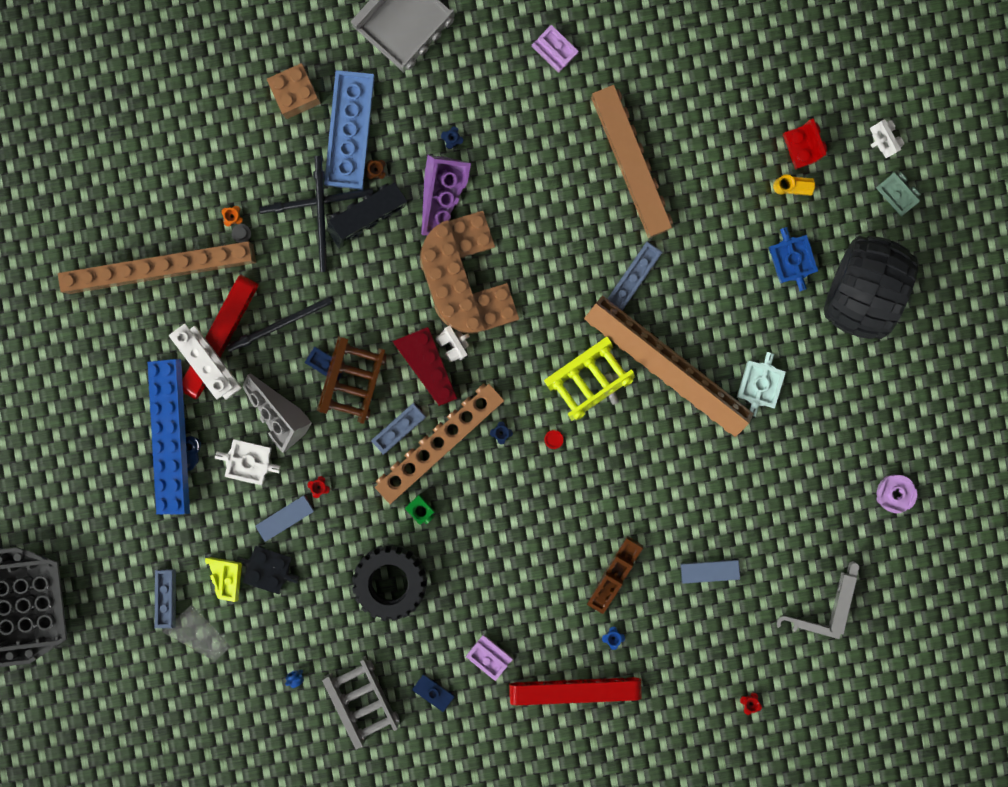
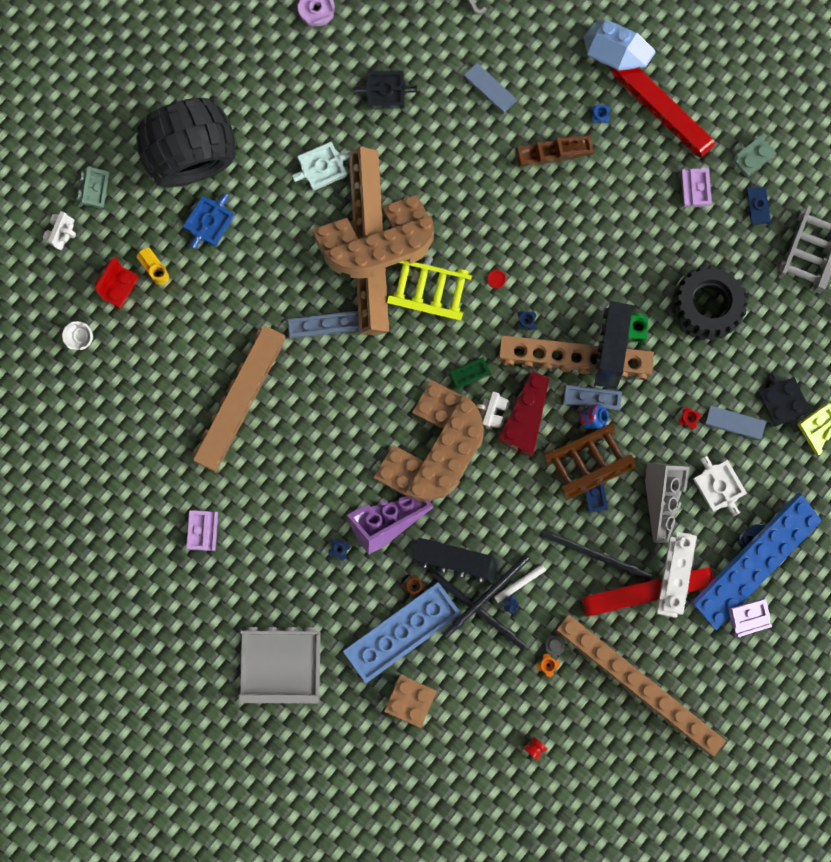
camera: 130 degrees left, 10 degrees down
(133, 394) = (750, 617): none -> plate
(180, 152) = (535, 748): none -> red wheel
(299, 228) = (511, 604): none -> dark blue plate
(309, 249) = (520, 583): none -> white bar
(382, 414) = (593, 416): none -> blue head
(420, 477) = (613, 344): none -> black wedge
(474, 726) = (754, 155): none -> sand green bracket
(498, 352) = (469, 373): none -> dark green plate
(648, 368) = (407, 240): none -> medium nougat plate
(654, 698) = (617, 46): none -> light blue wedge
(780, 488) = (385, 89): none -> black plate
(789, 80) = (77, 335): none -> white hair

